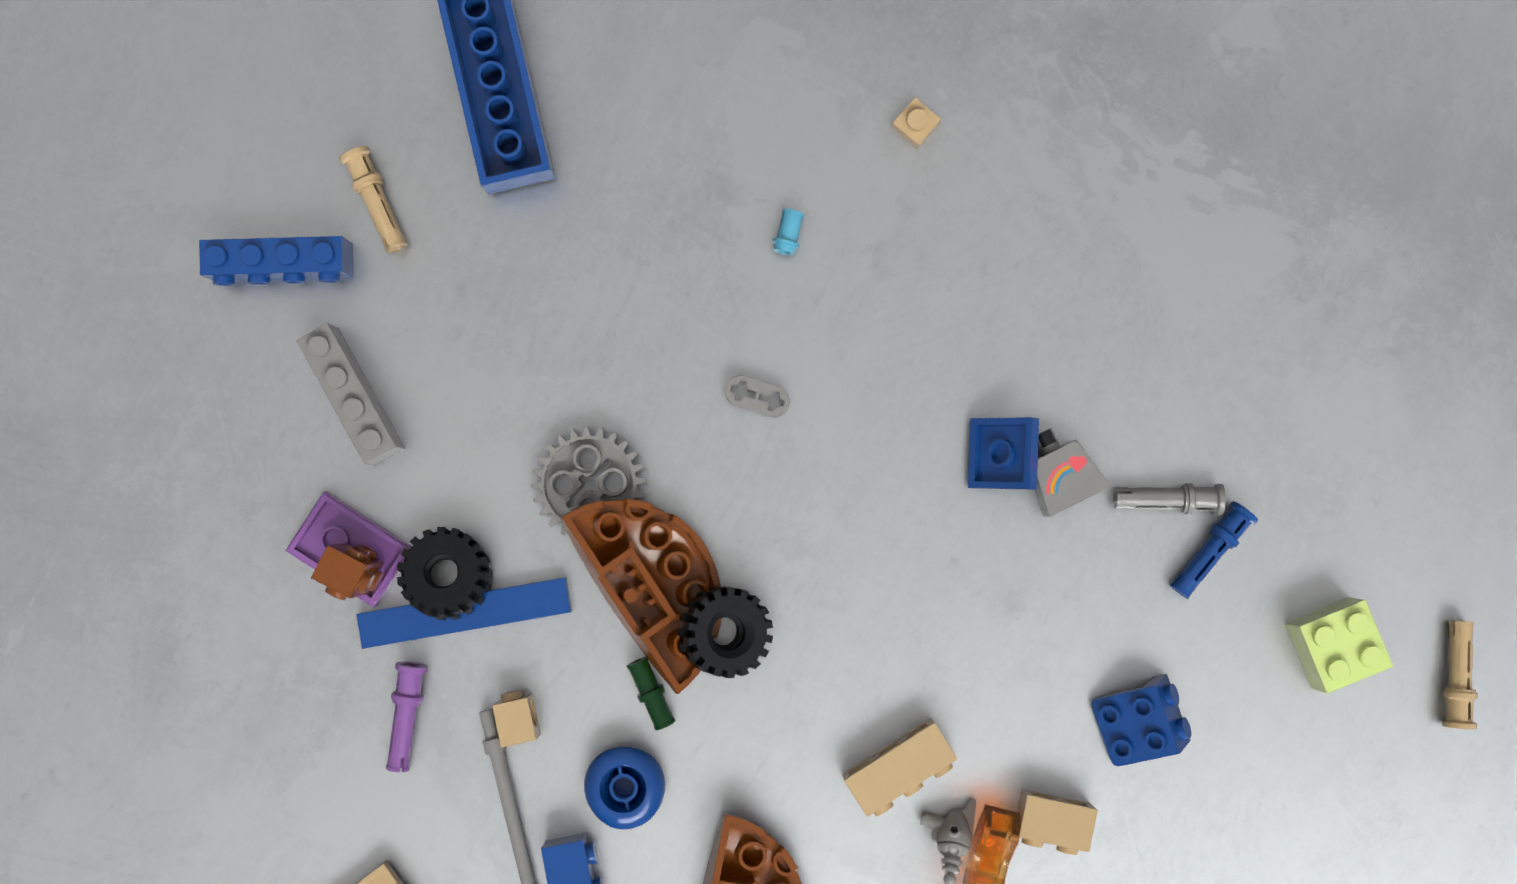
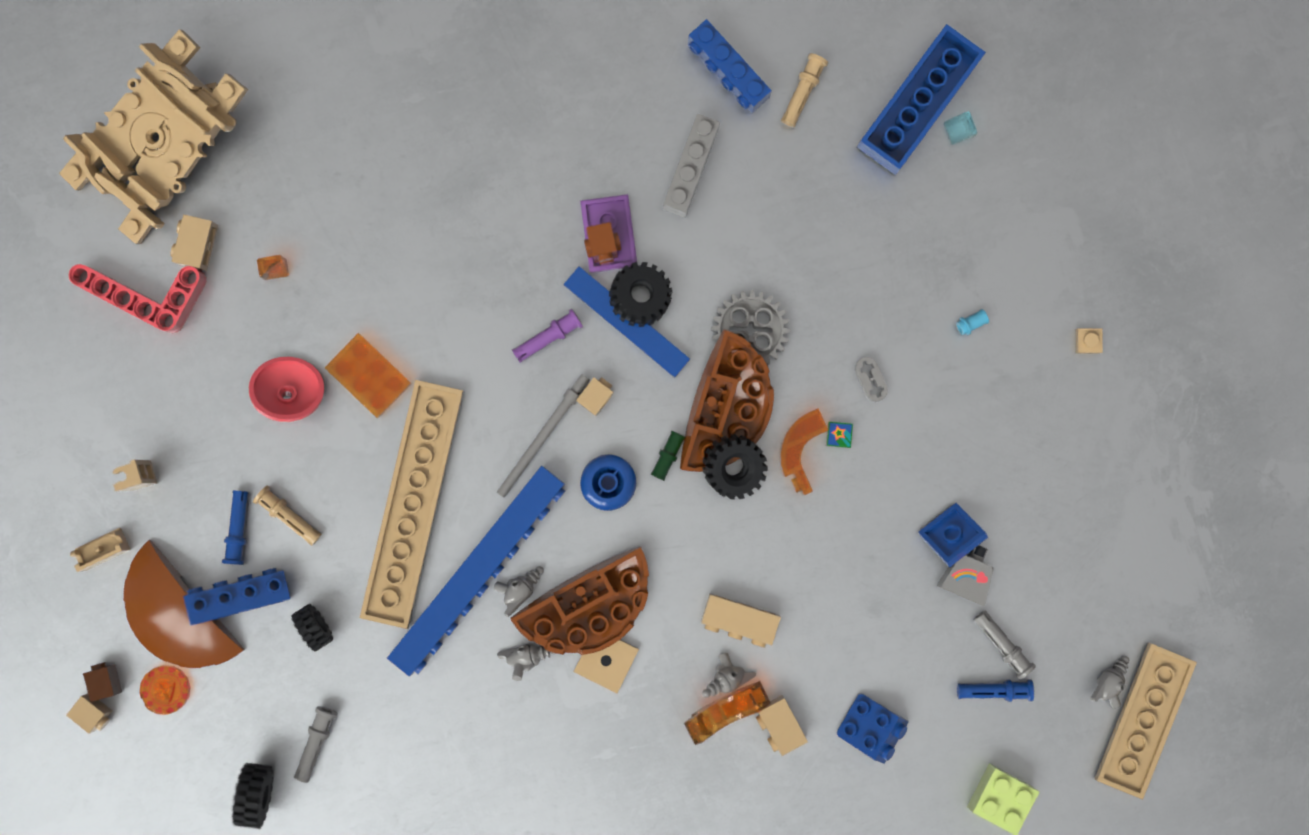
camera: 55 degrees right, 0 degrees up
(564, 63) = (960, 128): none -> clear light blue slope
(750, 532) = (792, 444): none -> clear orange arch
(788, 482) = (839, 434): none -> tile
(1310, 417) = (1112, 683): none -> light grey piece
(1381, 415) = (1145, 721): none -> tan plate

